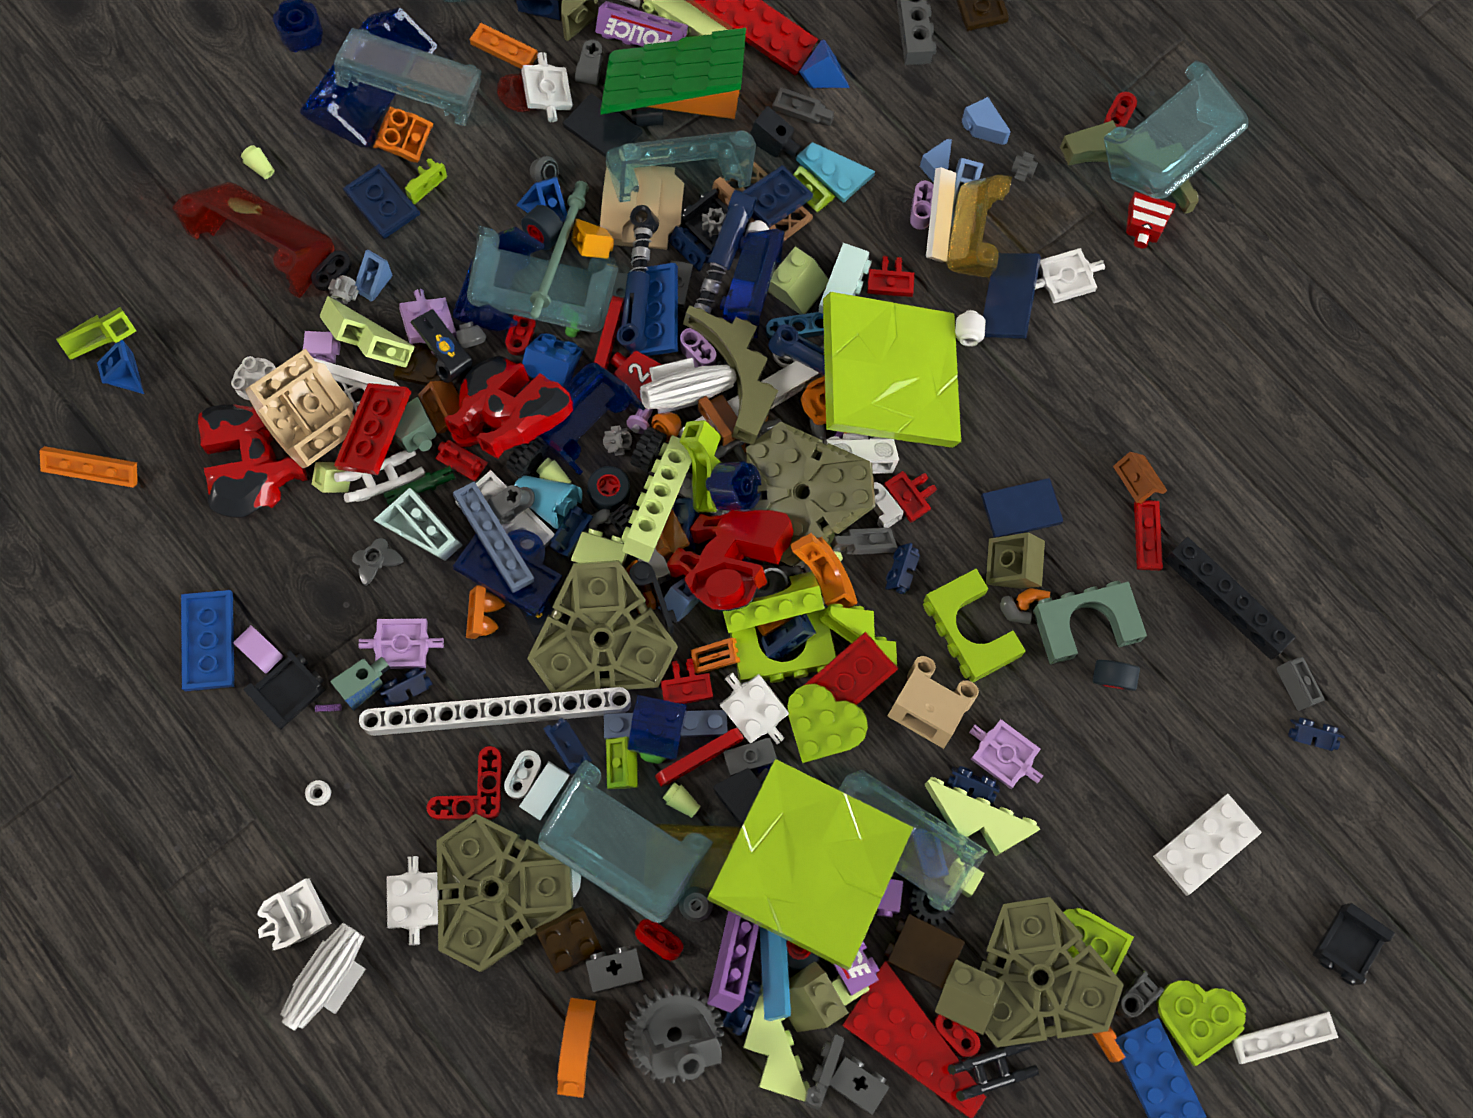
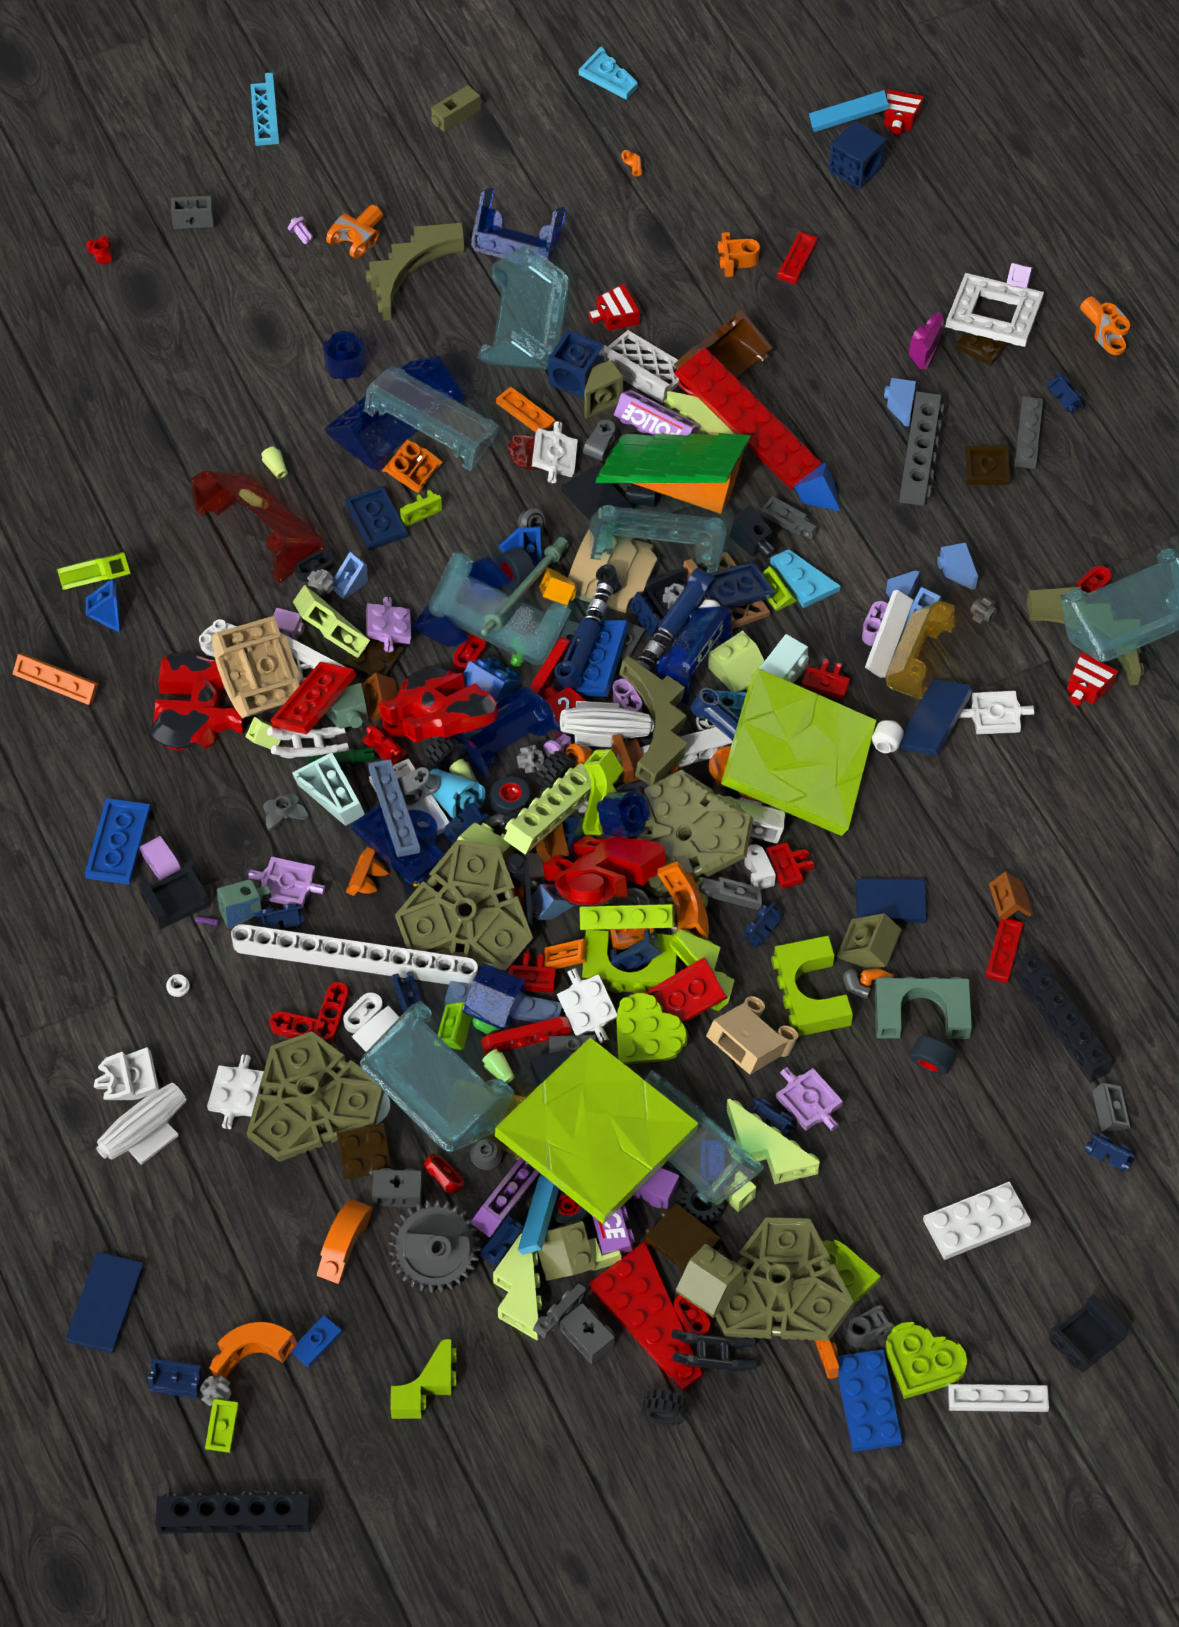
camera: 20 degrees right, 15 degrees down
(451, 357) = (400, 656): black door -> none
(470, 335) = (422, 644): dark grey cone -> none

